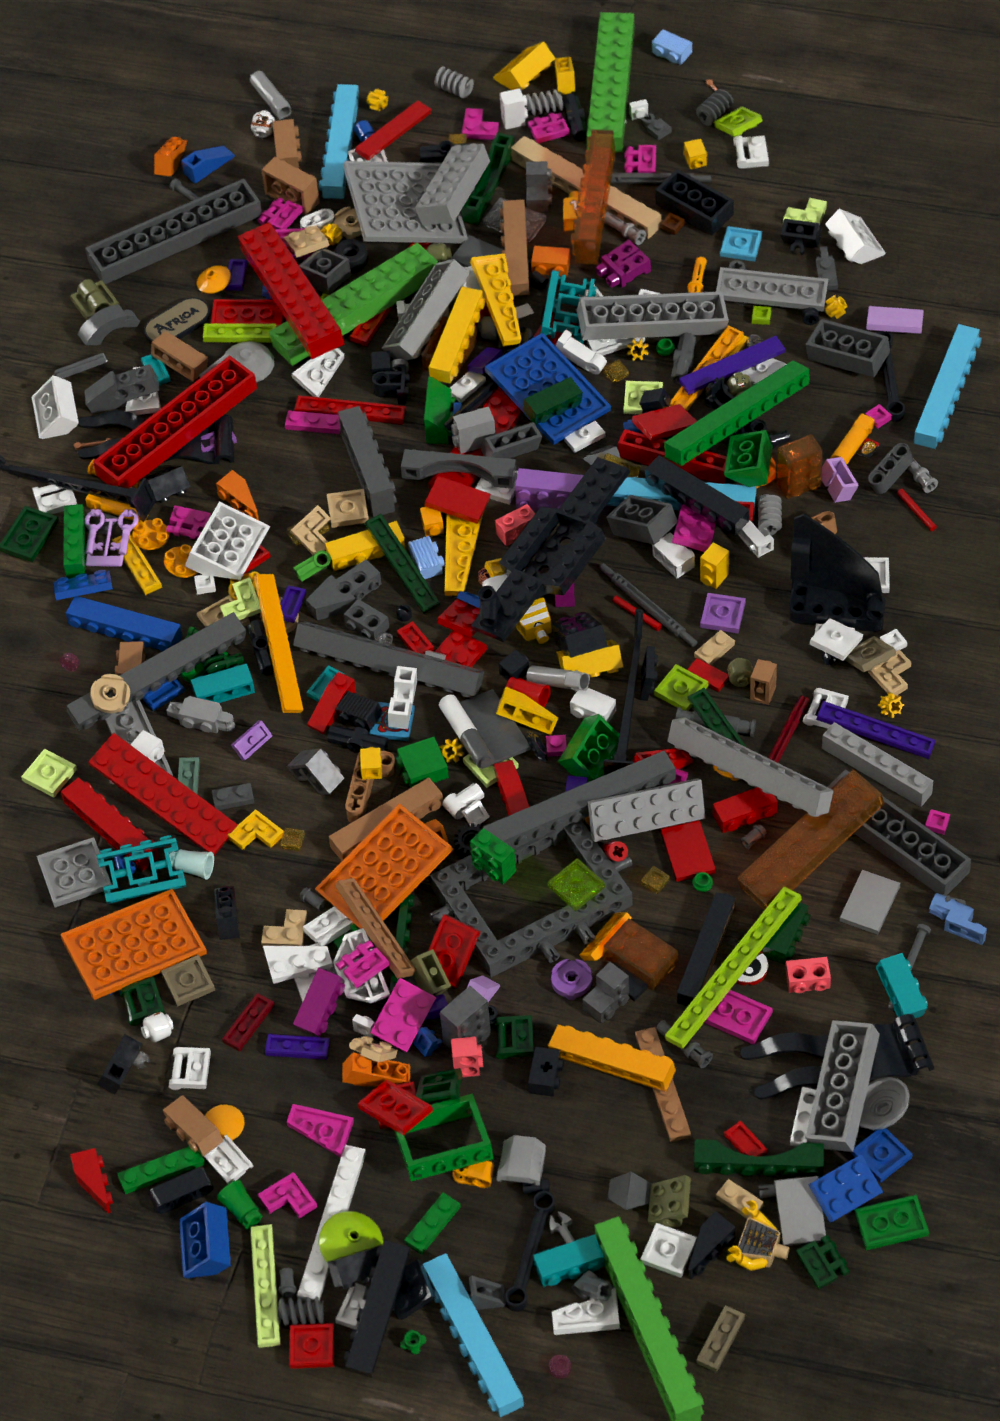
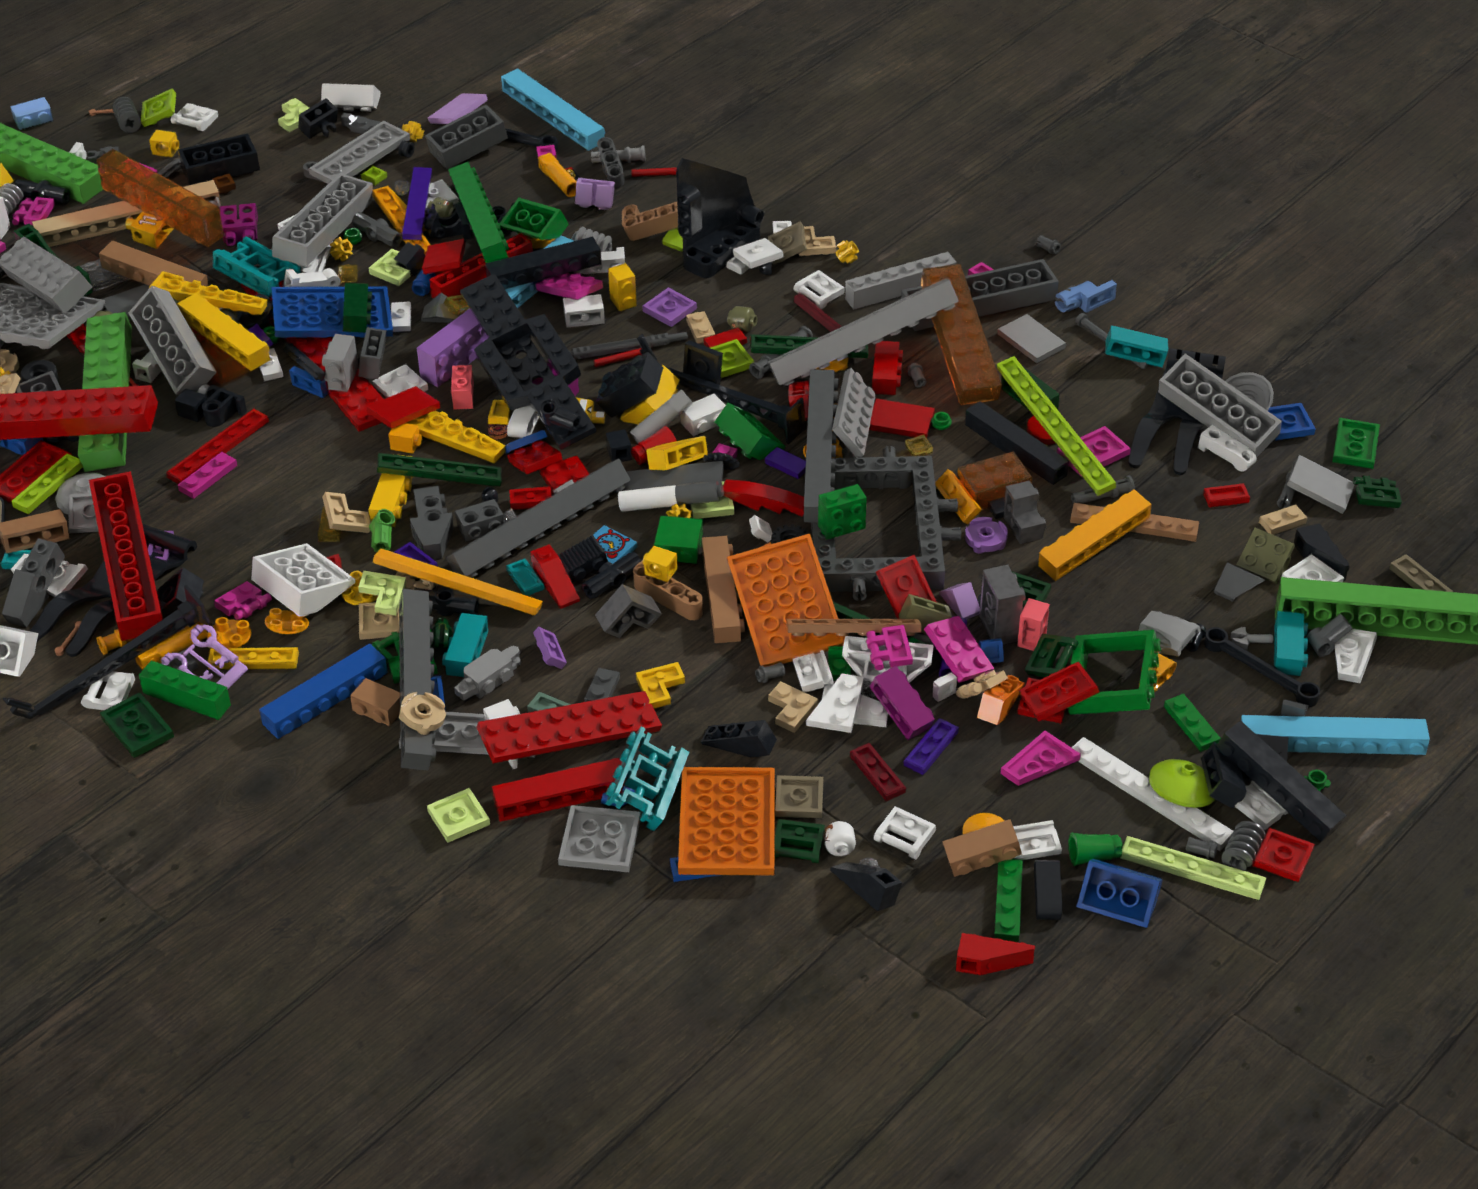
camera: 65 degrees left, 10 degrees down
(69, 661) = (332, 749): clear pink tile -> none
(82, 584) = (248, 701): blue plate -> none
(193, 862) = (667, 734): light aqua plant -> none
(204, 584) = (330, 615): white plate -> none
(236, 492) = (239, 550): orange slope -> none
(289, 1191) = (1100, 807): dark pink plate -> none
(292, 839) = (690, 661): clear yellow plate -> none
(318, 371) = (153, 451): white wing -> none
(347, 508) = (336, 482): tan plate -> none
(367, 461) = (299, 448): dark grey brick -> none
(403, 698) = (611, 528): white arch -> none
(421, 464) = (394, 372): dark grey arch -> none
(425, 557) = (444, 451): light blue brick -> none
(437, 411) = (287, 389): green slope -> none
(456, 803) = (739, 533): white piece -> none
(538, 186) = (93, 233): flat silver brick -> none
(544, 1071) = (1076, 586): black brick -> none
(550, 258) = (191, 257): orange brick -> none
(560, 1366) = (1394, 693): clear pink tile -> none
(576, 884) = (905, 479): clear neon green plate -> none
(615, 850) = (881, 447): red axle -> none
(642, 519) = (542, 298): dark grey brick -> none
(700, 264) = (304, 195): light orange pin -> none
(714, 1157) = (1234, 514): dark green arch -> none
(741, 243) = (286, 158): medium azure tile -> none
(758, 1241) = (1337, 519): torso -> none
(763, 681) = (769, 304): medium nougat brick -> none
(799, 466) = (570, 197): clear orange brick -> none
(807, 970) = (1084, 395): coral brick -> none
(845, 1188) = (1316, 448): blue plate -> none
(876, 729) = (878, 262): dark purple tile -> none

